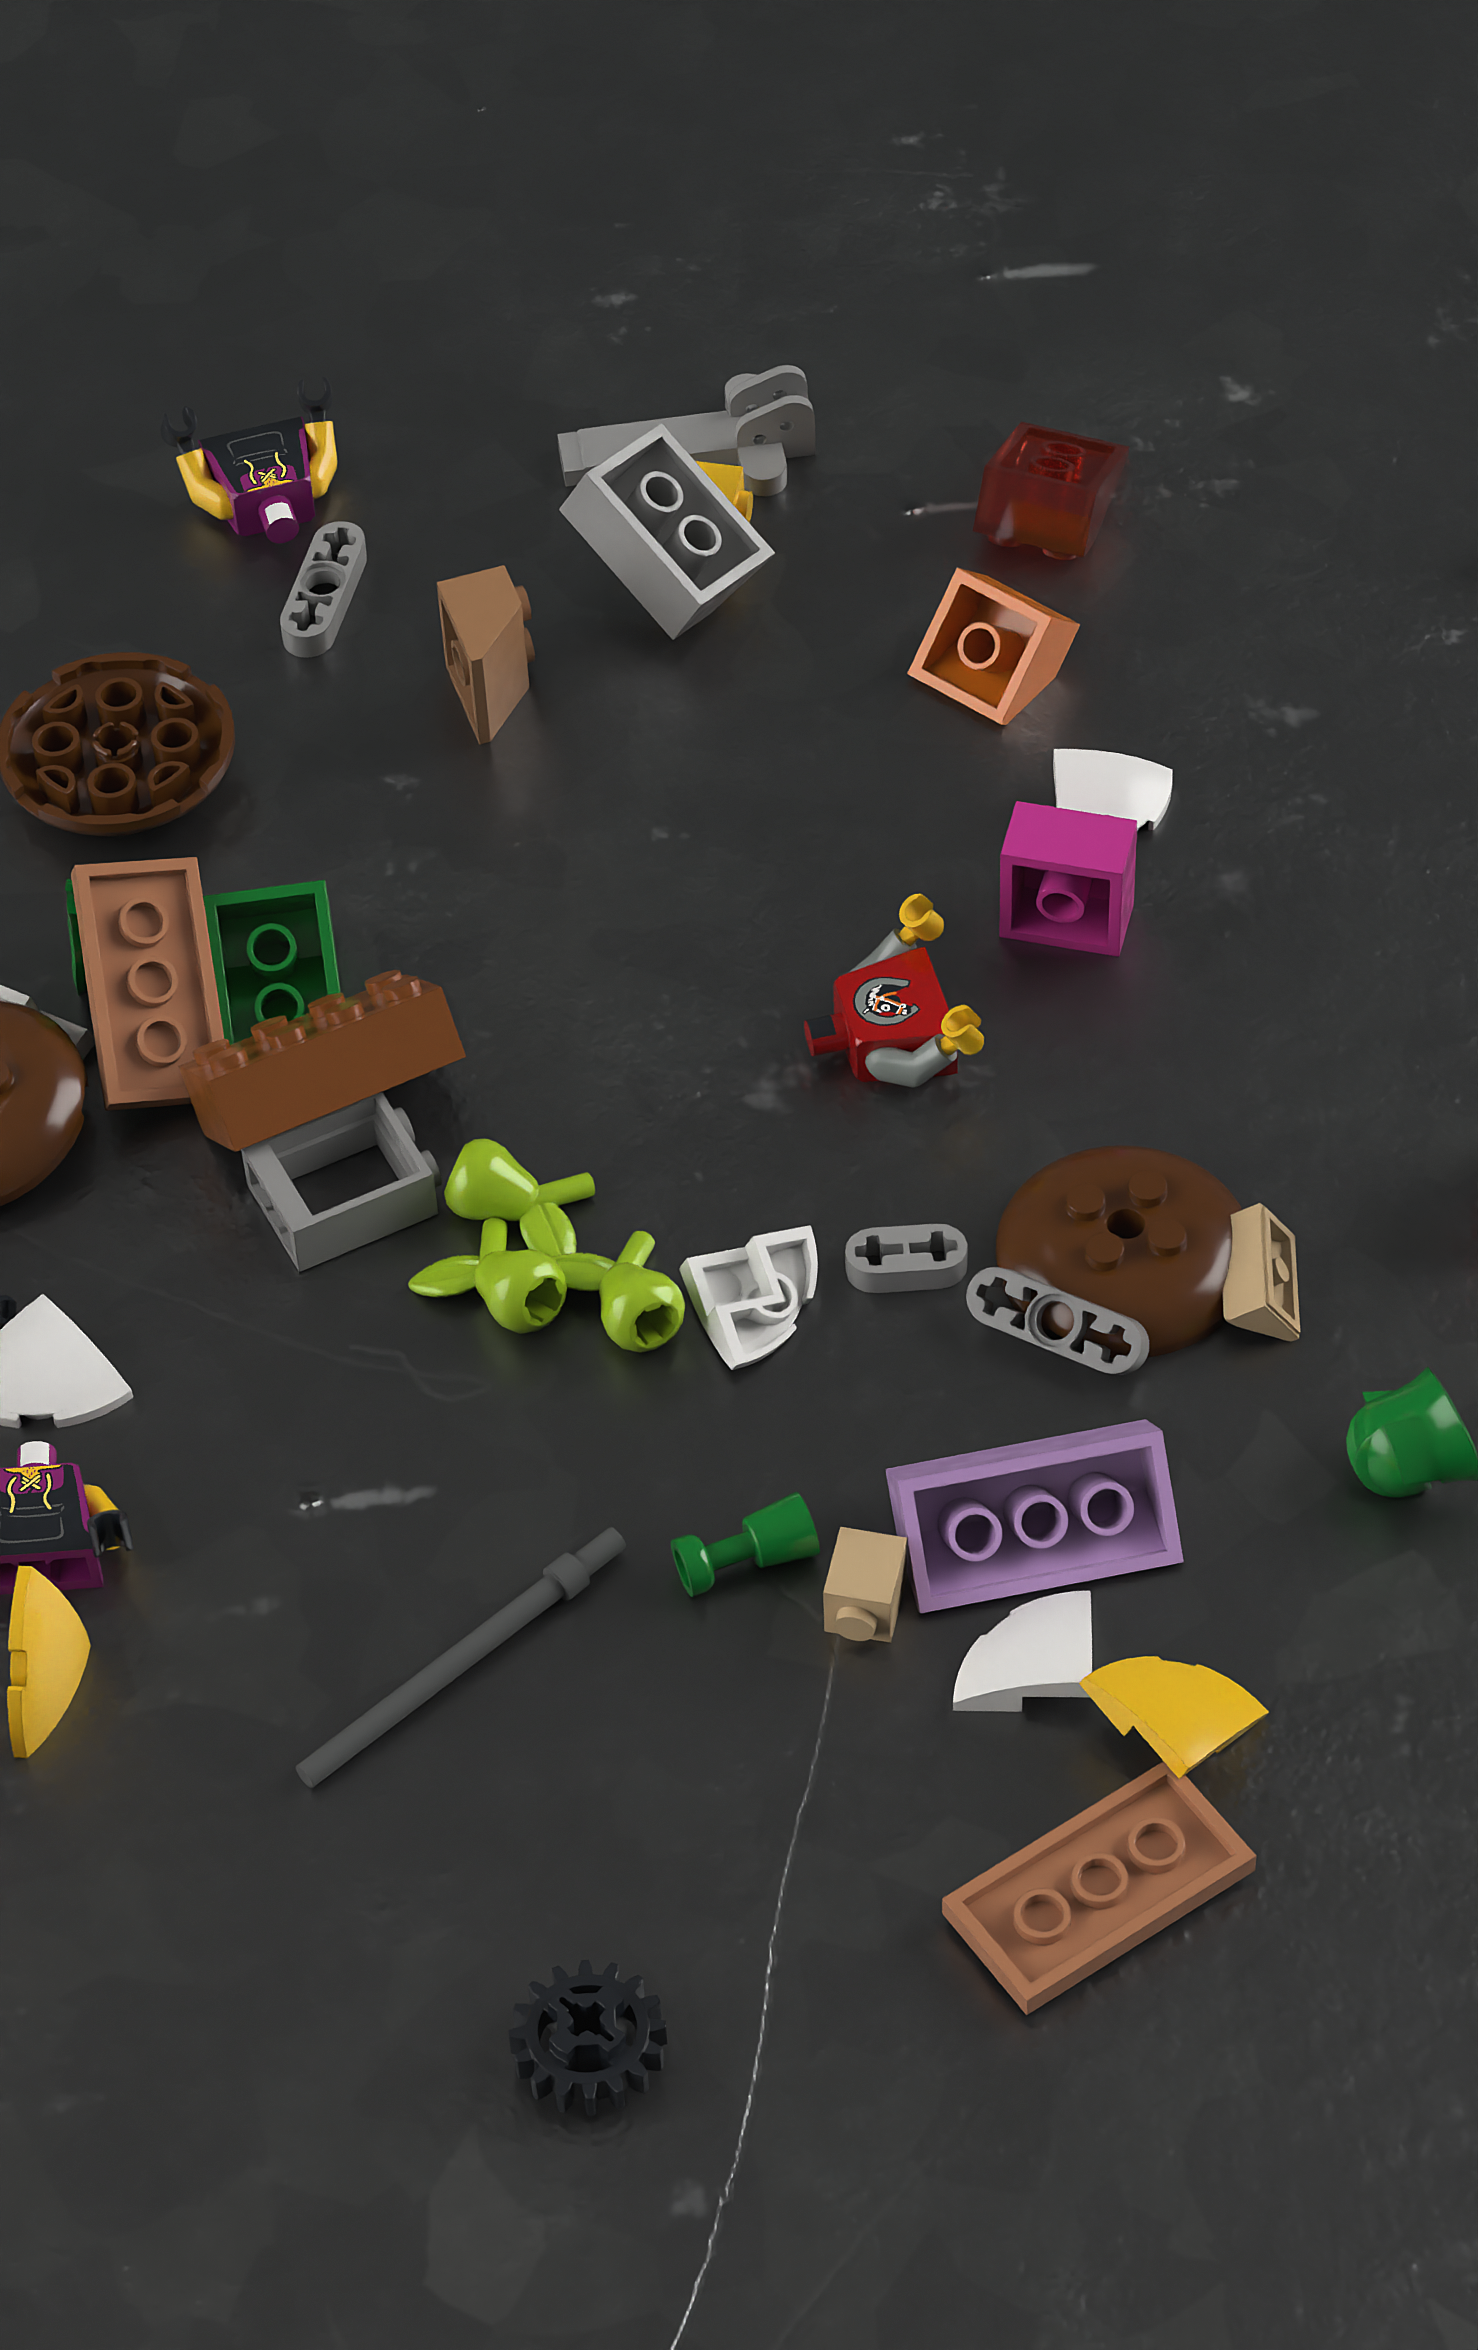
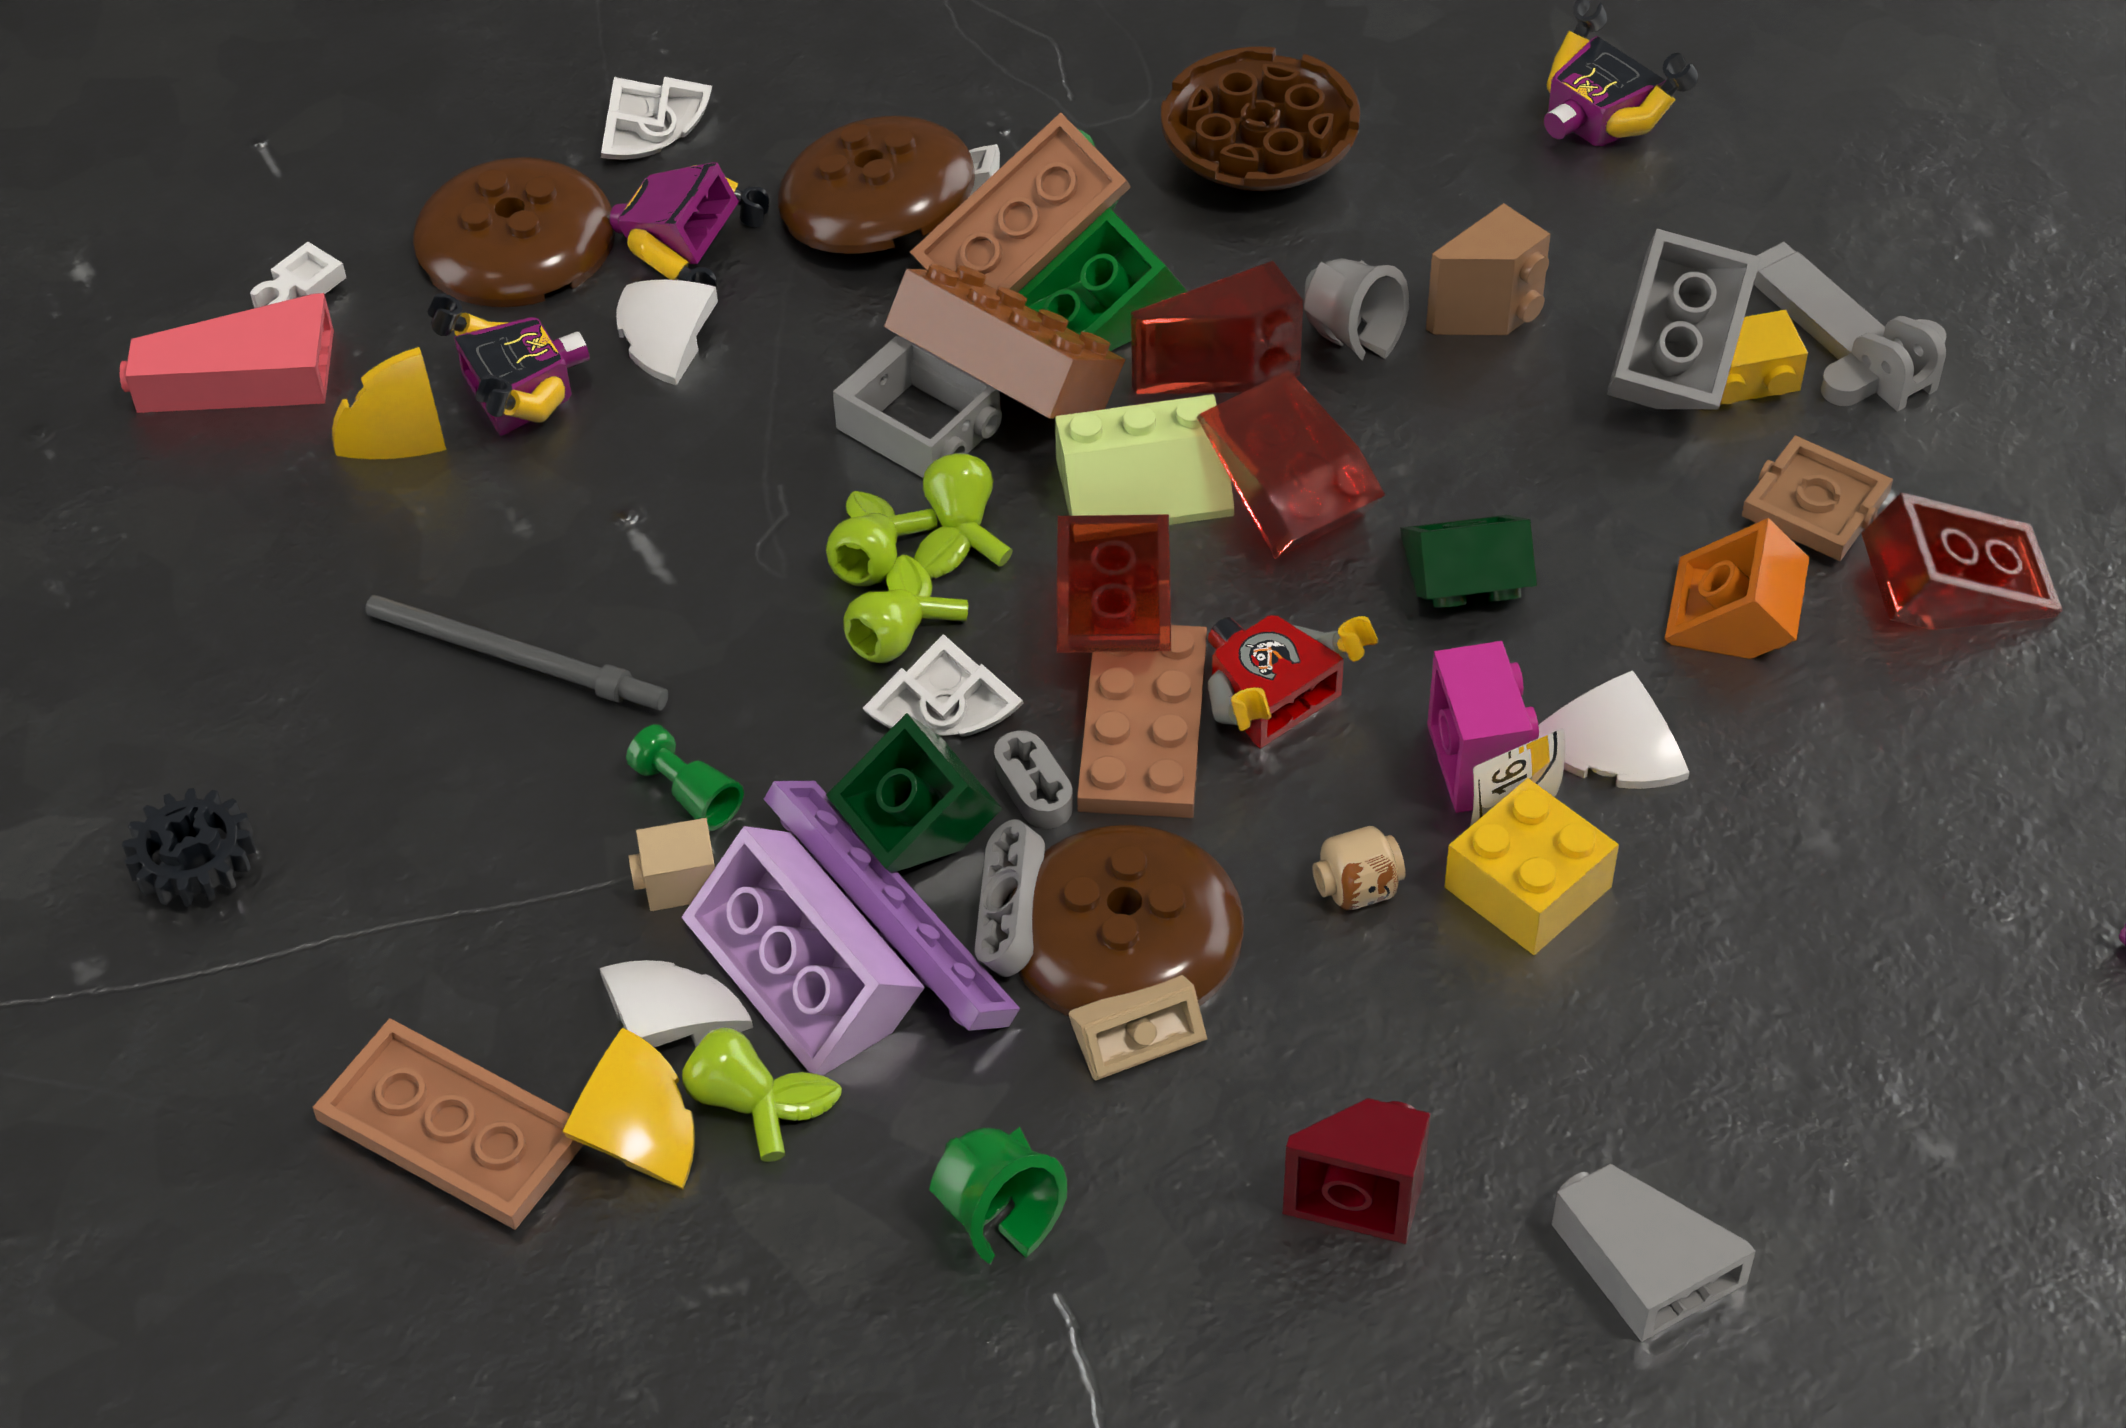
camera: 65 degrees right, 0 degrees up
(327, 608) = (1564, 169): light grey beam -> none
(435, 771) = (1349, 292): none -> light grey helmet
(435, 872) = (1219, 336): none -> clear red slope
(548, 1022) = (1143, 462): none -> yellowish green slope
(647, 892) = (1290, 463): none -> clear red slope
(722, 1091) = (1113, 583): none -> clear red slope
(826, 814) = (1470, 558): none -> dark green slope
(873, 1144) = (1144, 729): none -> nougat plate
(896, 1353) = (912, 798): none -> dark green slope
(903, 545) = (1817, 497): none -> medium nougat plate
(1150, 895) = (1537, 760): none -> sticker
(1164, 1392) = (893, 907): none -> medium lavender plate
(1165, 1038) = (1359, 868): none -> tan head
(1168, 1616) = (730, 1075): none -> lime piece
(1237, 913) = (1530, 866): none -> yellow brick

